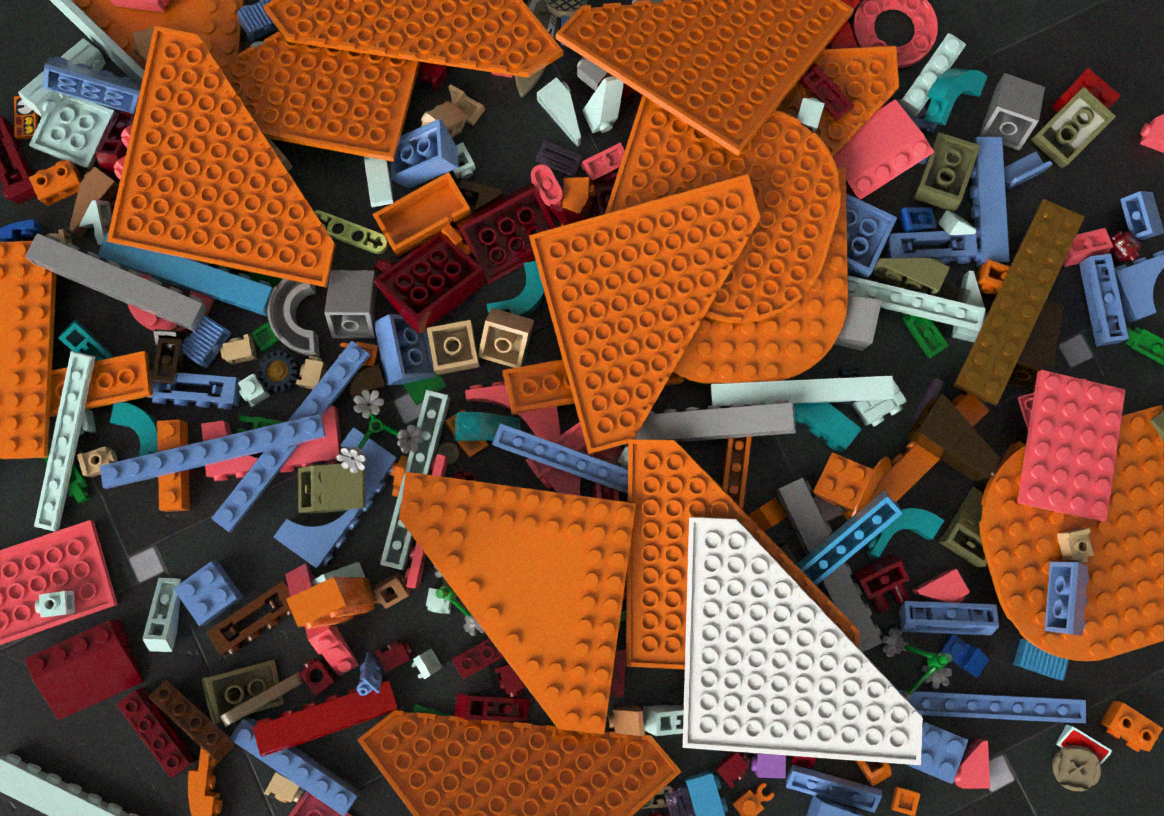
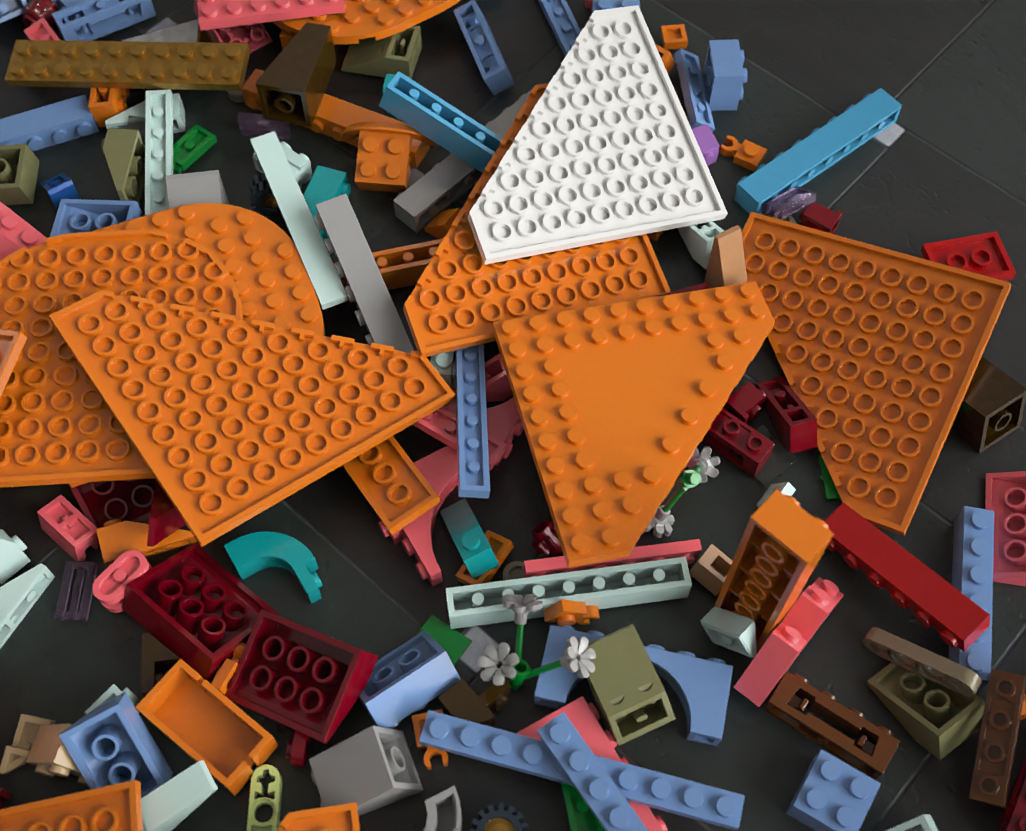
camera: 110 degrees left, 20 degrees down
(284, 789) = (1006, 600): tan brick -> none
(311, 372) = (483, 788): tan brick -> none
(328, 679) = (865, 606): dark red brick -> none
(370, 675) = (838, 546): medium blue hinge -> none
(437, 605) = (697, 512): light aqua brick -> none
(453, 347) = (379, 613): tan brick -> none
(505, 338) = (345, 551): tan brick -> none
(733, 767) = (724, 174): dark red brick -> none
(880, 577) = (473, 101): dark red brick -> none
(900, 244) = (78, 141): medium blue brick -> none
(936, 663) = (538, 48): plant -> none
(945, 587) = (453, 61): coral slope -> none
(955, 224) = (54, 150): light aqua slope -> none
(964, 655) = (512, 34): blue slope -> none

